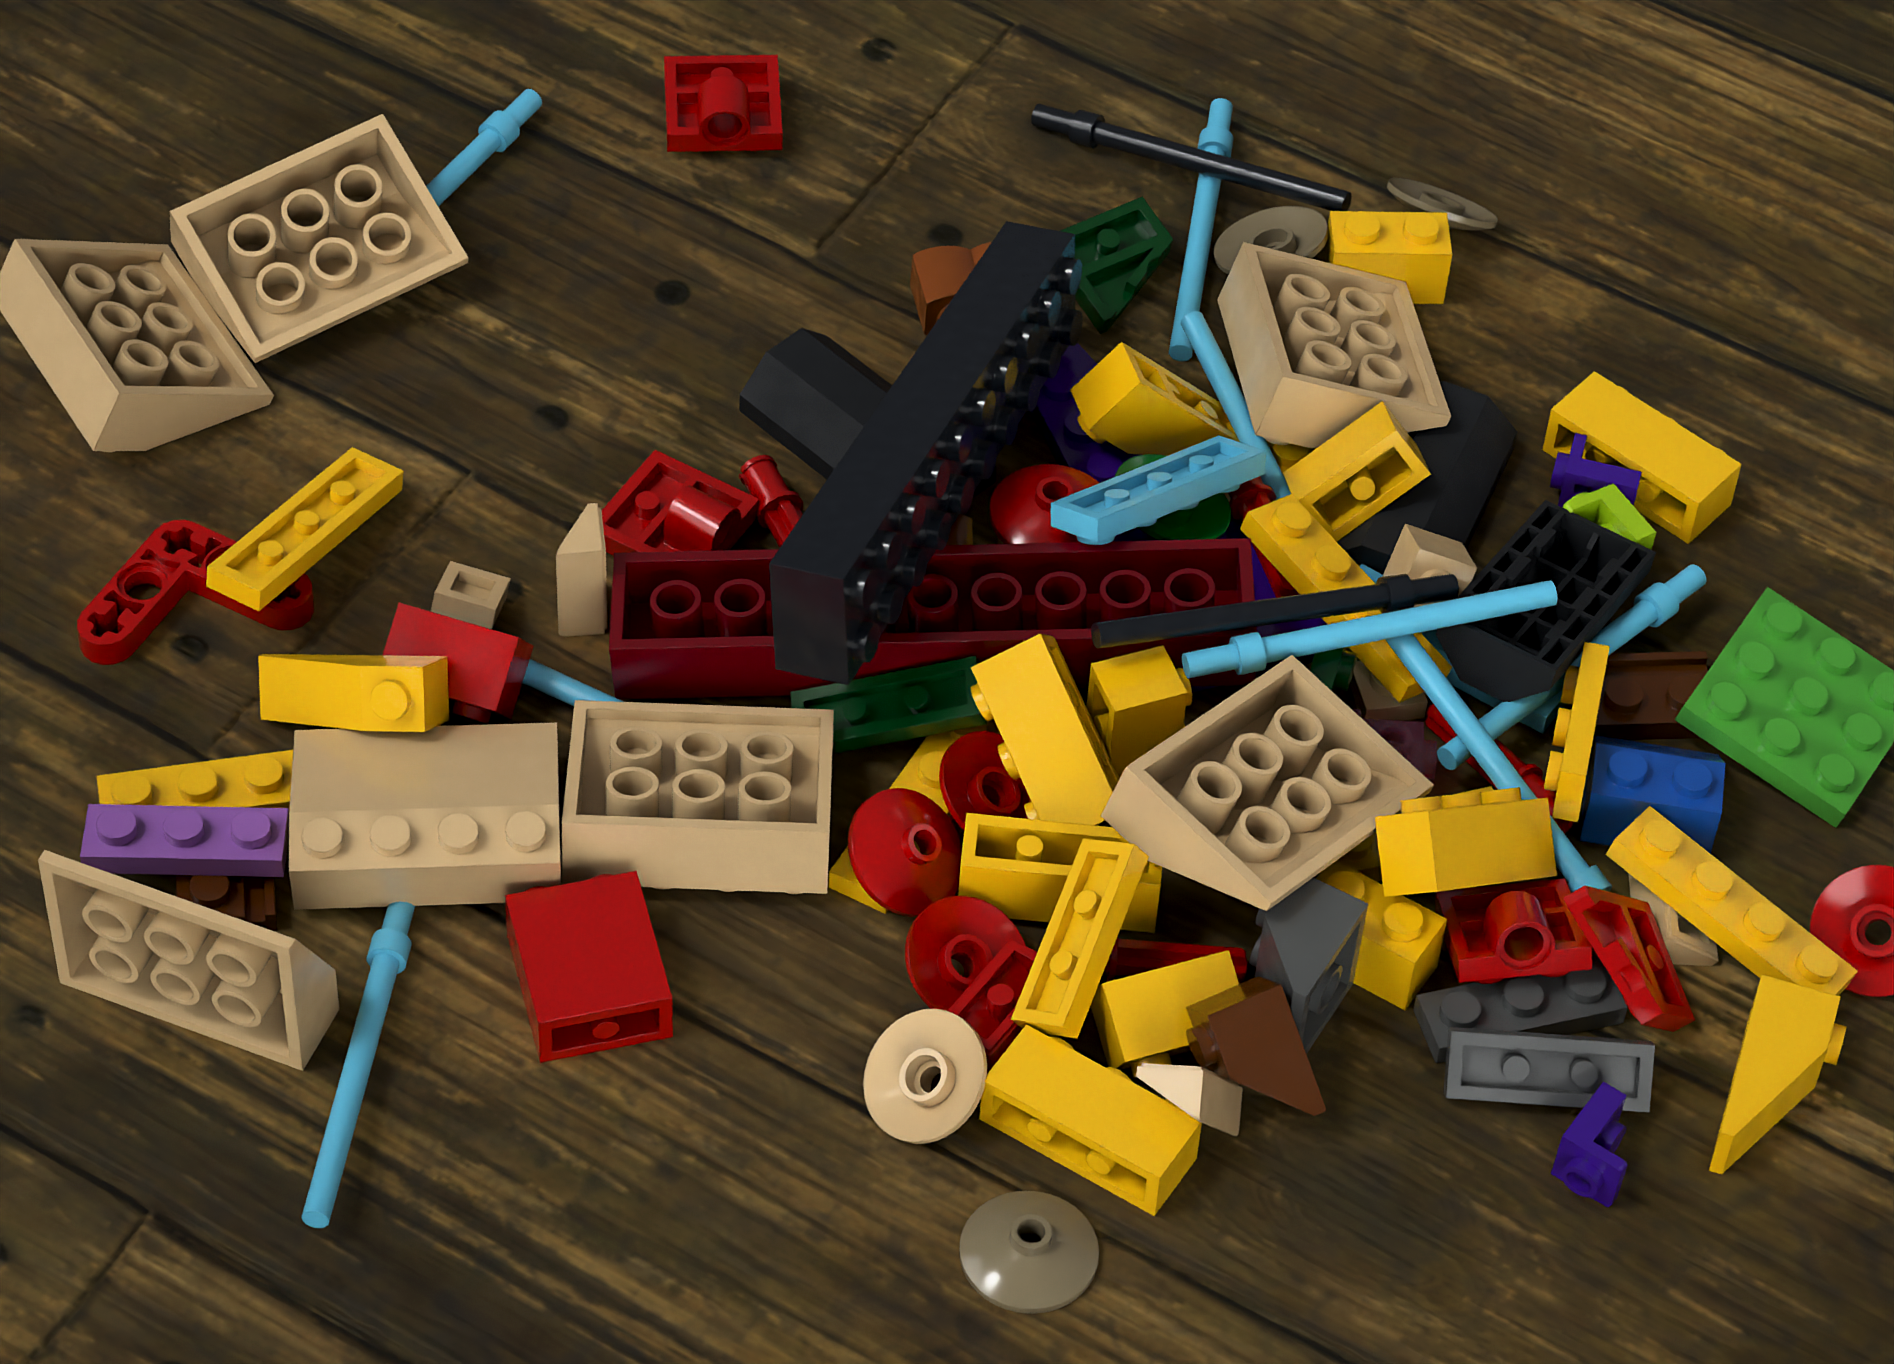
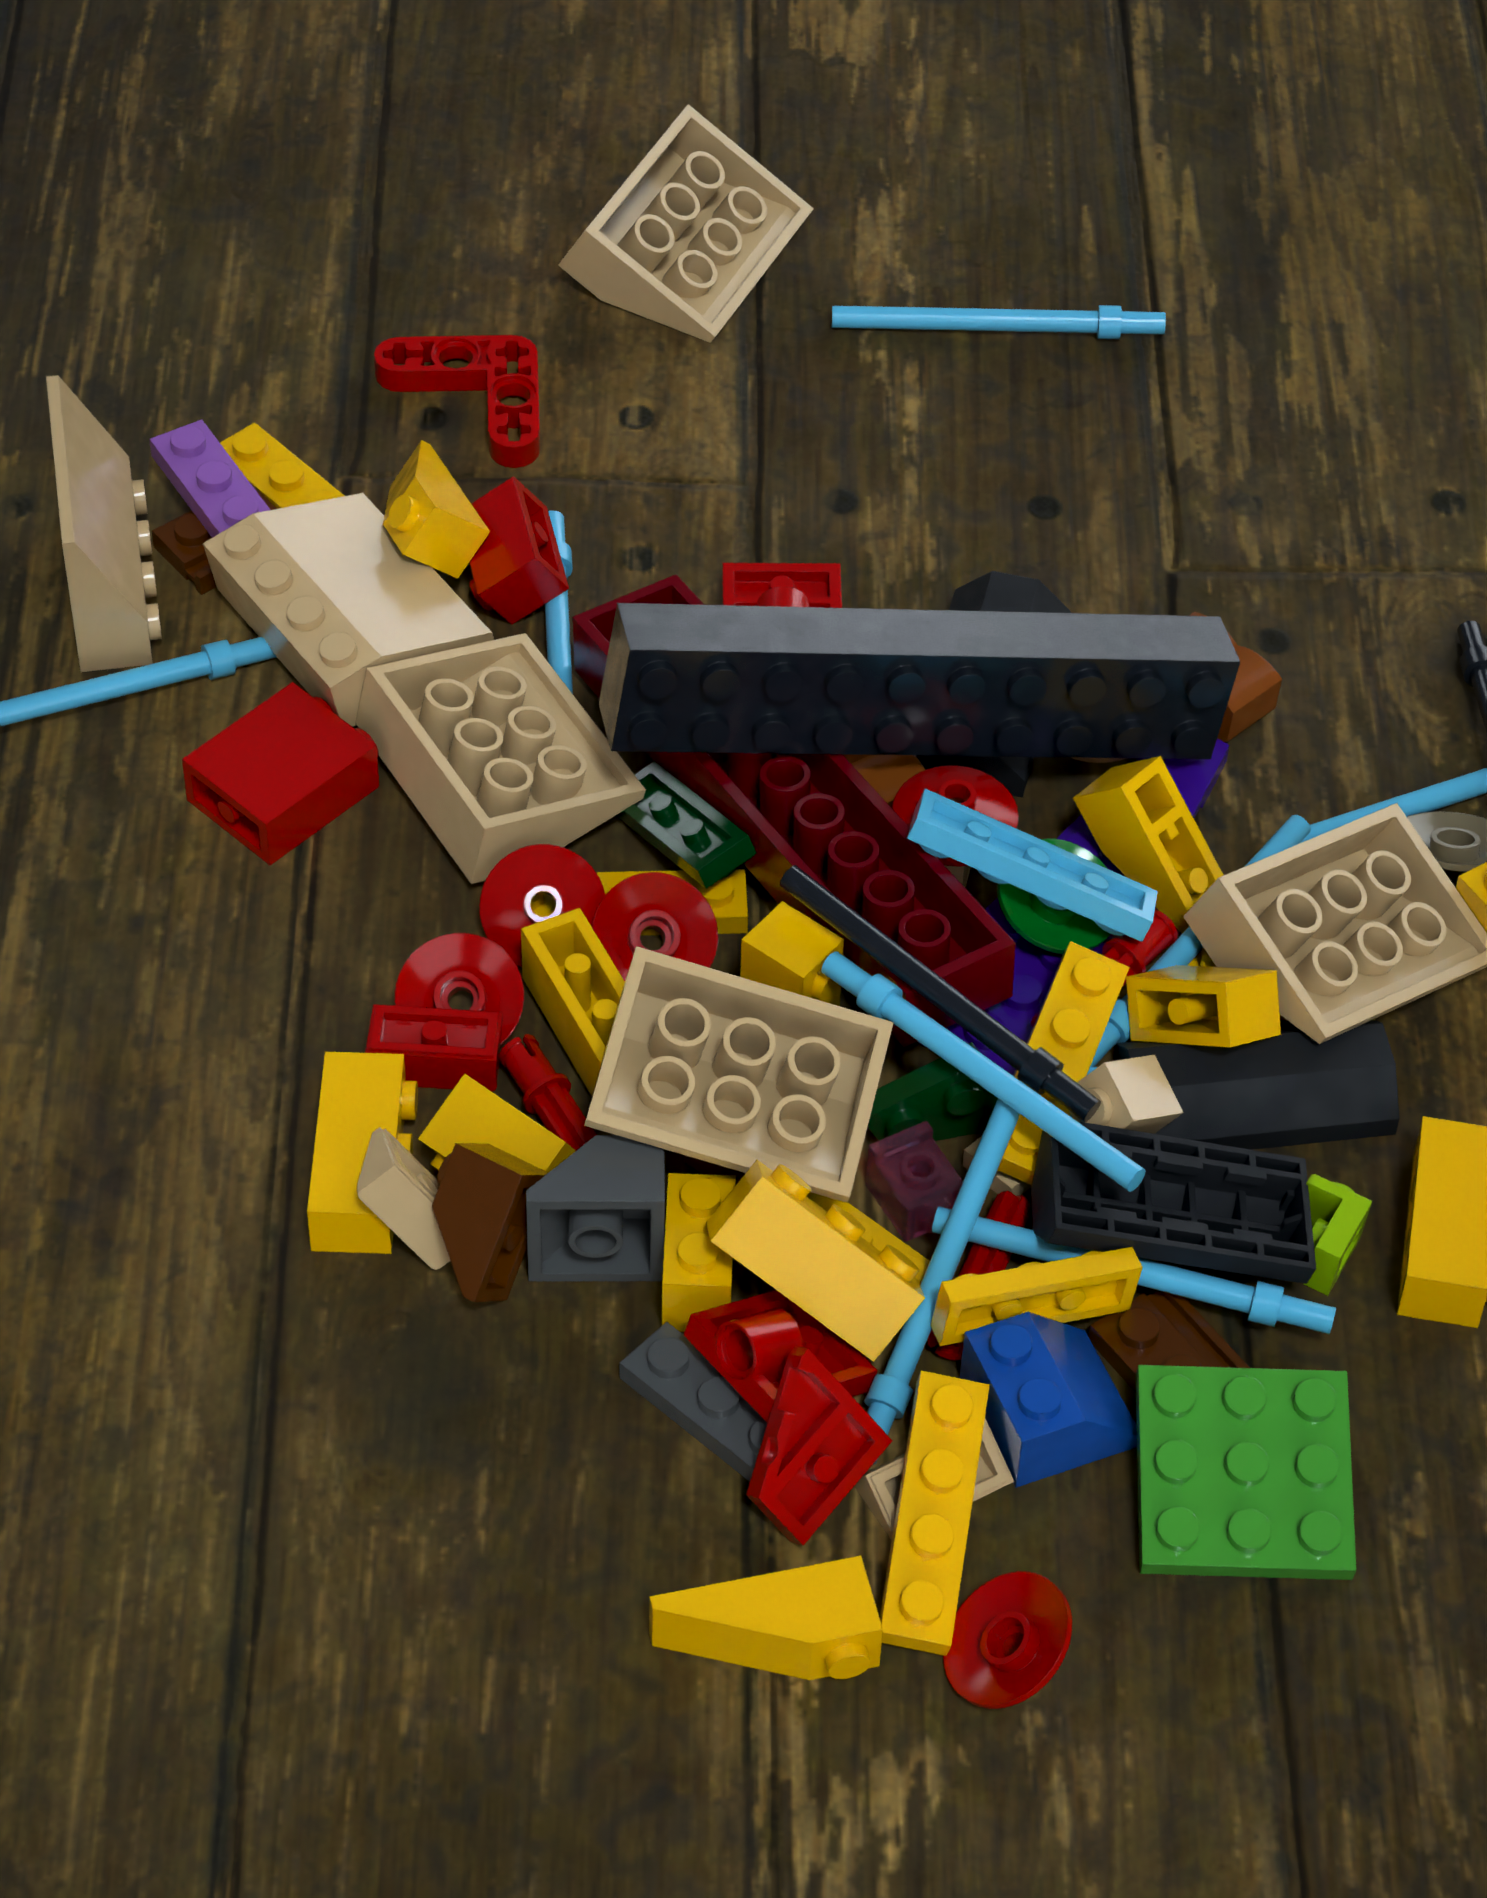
camera: 60 degrees right, 0 degrees up
(304, 529) = (573, 406): yellow plate -> none
(315, 239) = (871, 266): tan slope -> none
(470, 595) = (597, 533): tan plate -> none
(582, 577) = (654, 554): tan slope -> none
(722, 103) = (1270, 430): red plate -> none
(902, 1073) = (321, 1024): tan dish -> none
(1026, 1274) = (217, 1201): dark tan dish -> none
(1046, 732) = (718, 899): yellow brick -> none
(1080, 937) = (501, 1038): yellow plate -> none
(1117, 258) = (1336, 749): dark green wing -> none
(1545, 1068) = (652, 1452): dark grey plate -> none
(1579, 475) = (1384, 1180): dark purple bracket -> none
(1588, 1147) = (589, 1511): dark purple bracket -> none

